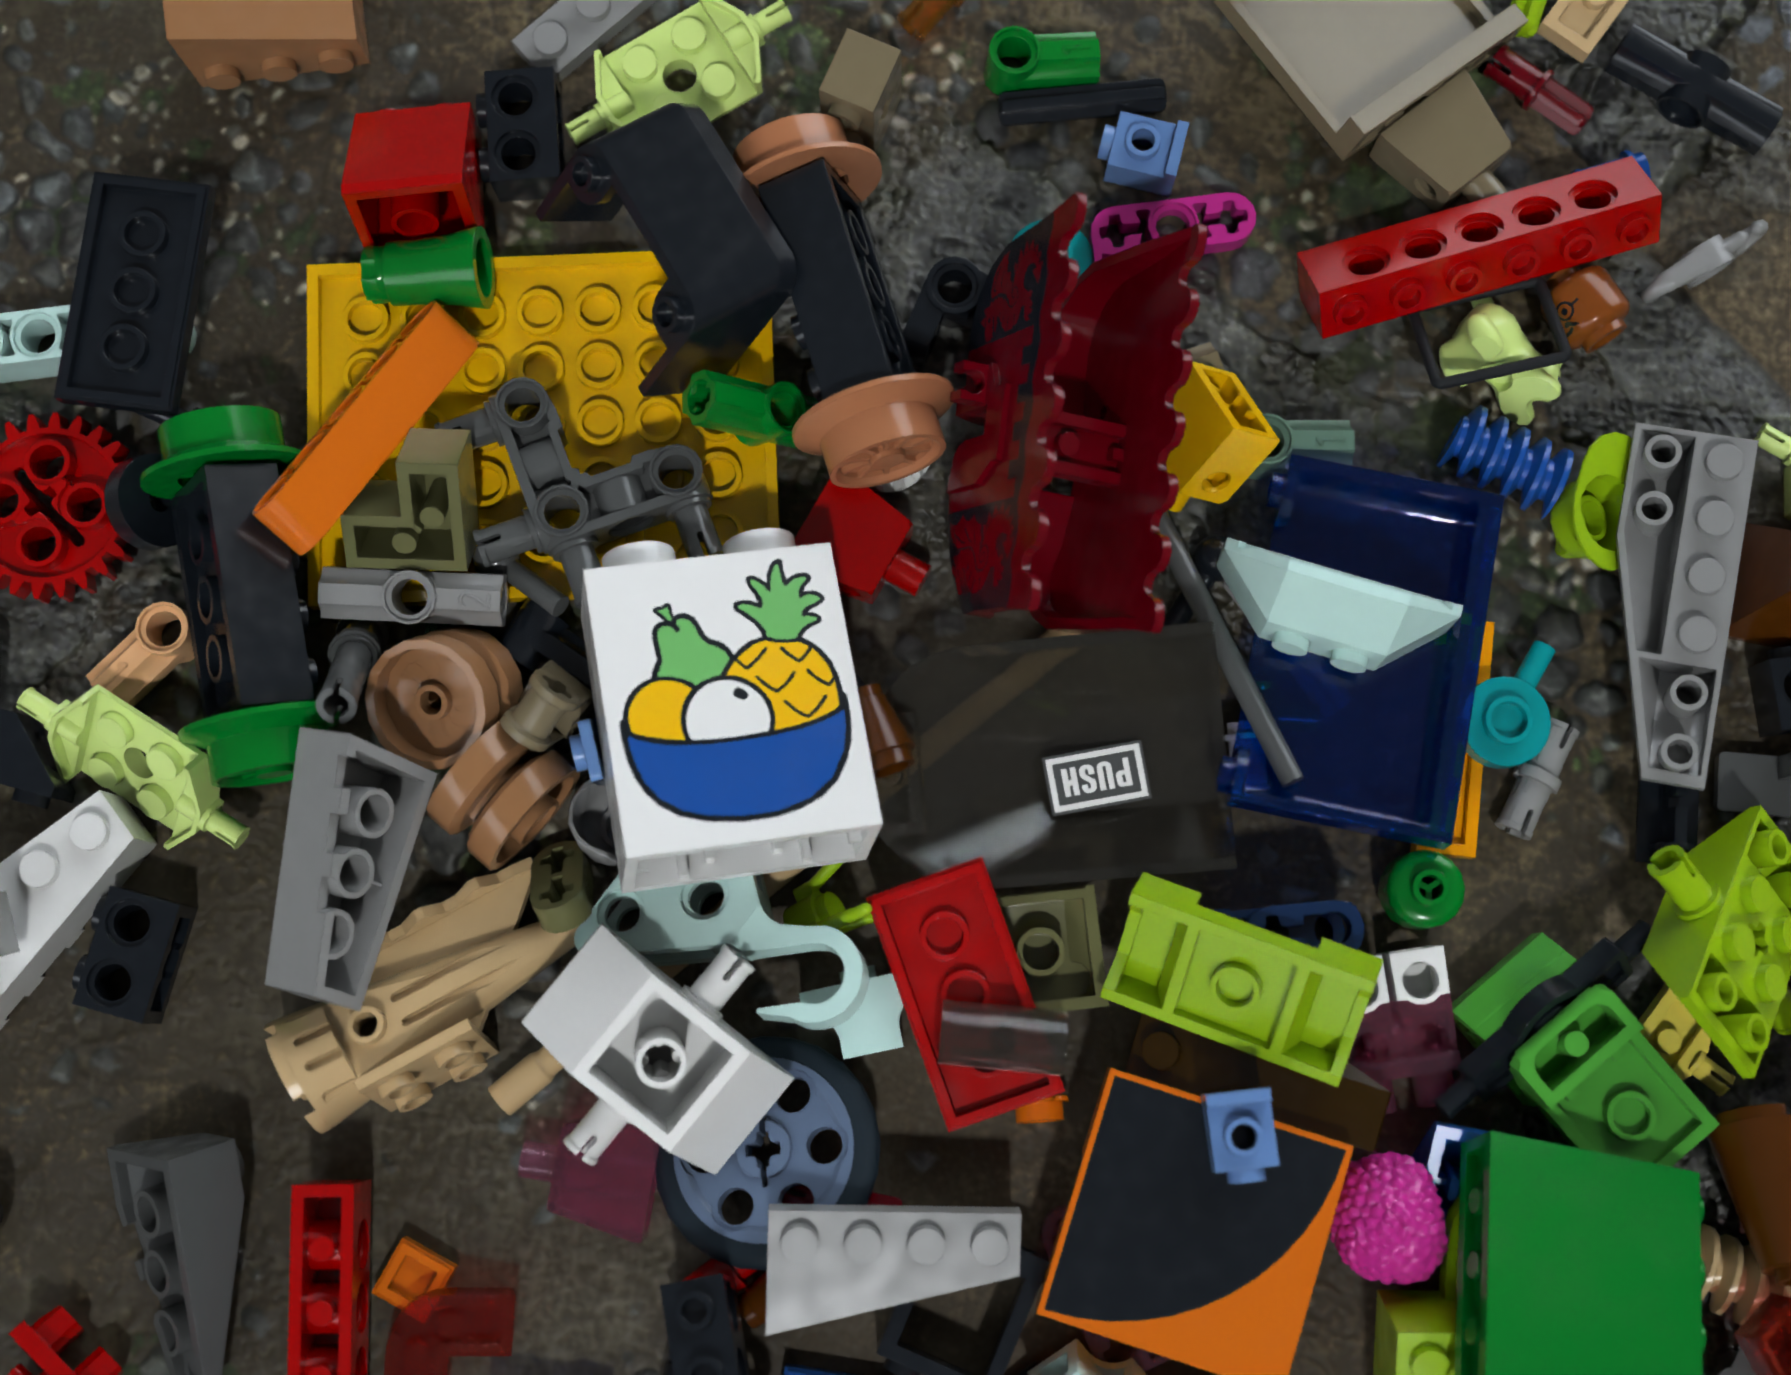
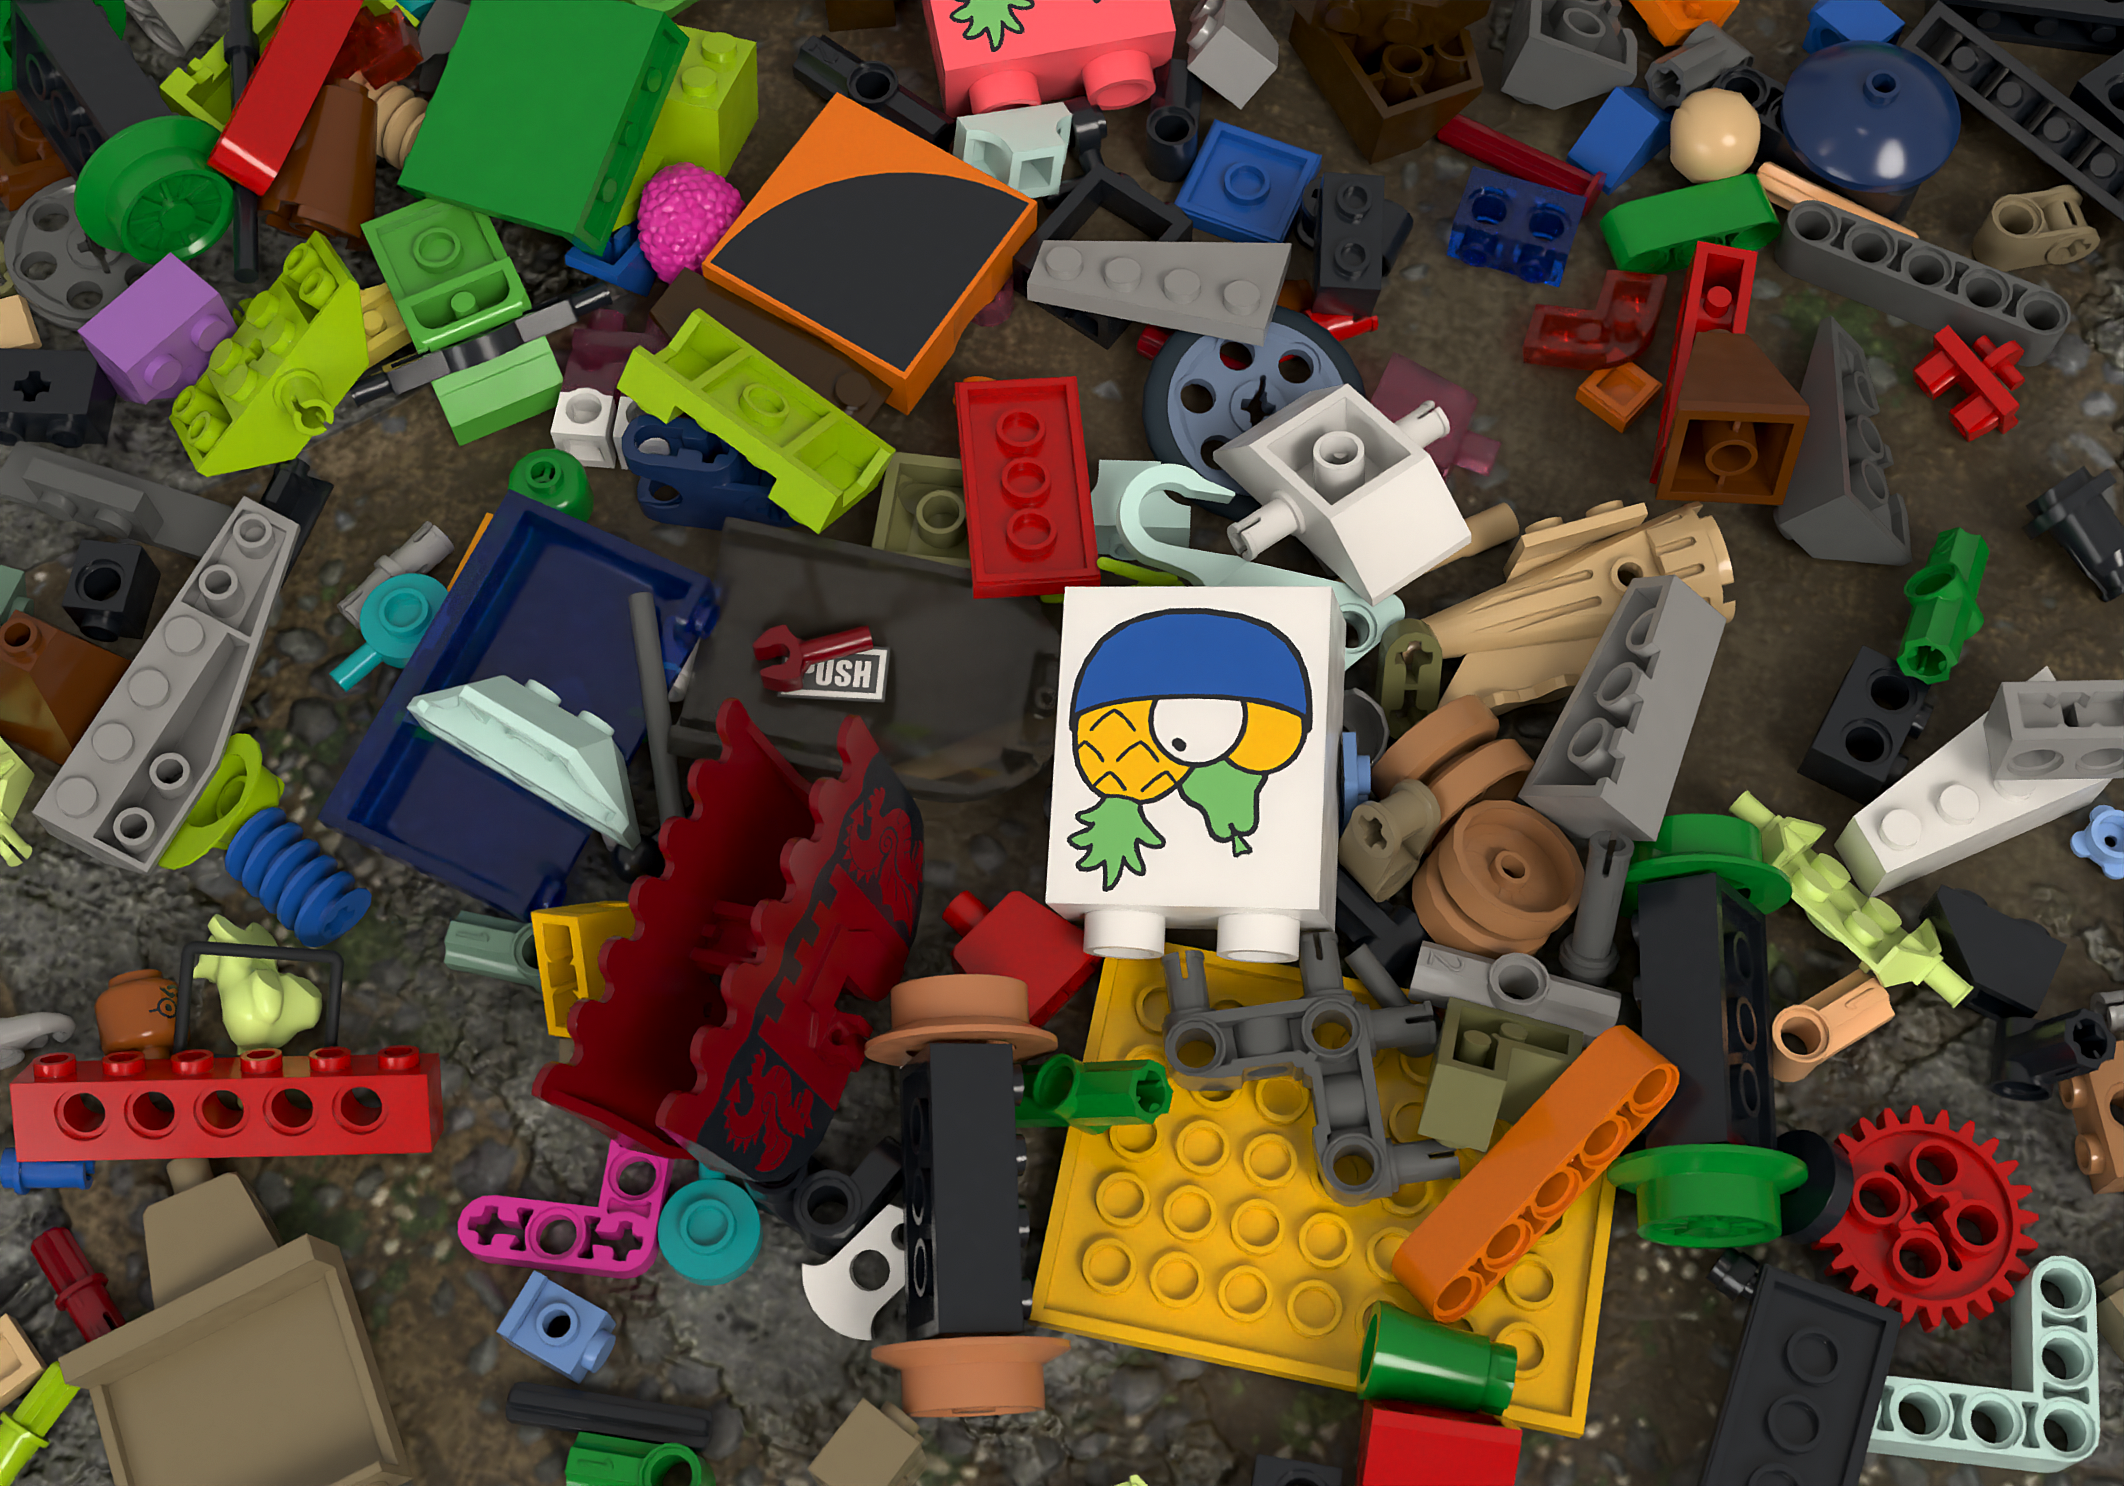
camera: 165 degrees left, 15 degrees down
(68, 1056) = (1943, 606): none -> green piece
(287, 1210) = (1732, 426): none -> reddish brown slope
(701, 223) = (1111, 1310): black windscreen -> none
(886, 735) = (1037, 719): reddish brown cone -> none
(919, 233) = (835, 1292): none -> white piece
(1003, 1037) = (999, 426): clear smoke brick -> none
(1123, 784) = (803, 654): none -> dark red bar
(1226, 1111) = (802, 286): medium blue brick -> none

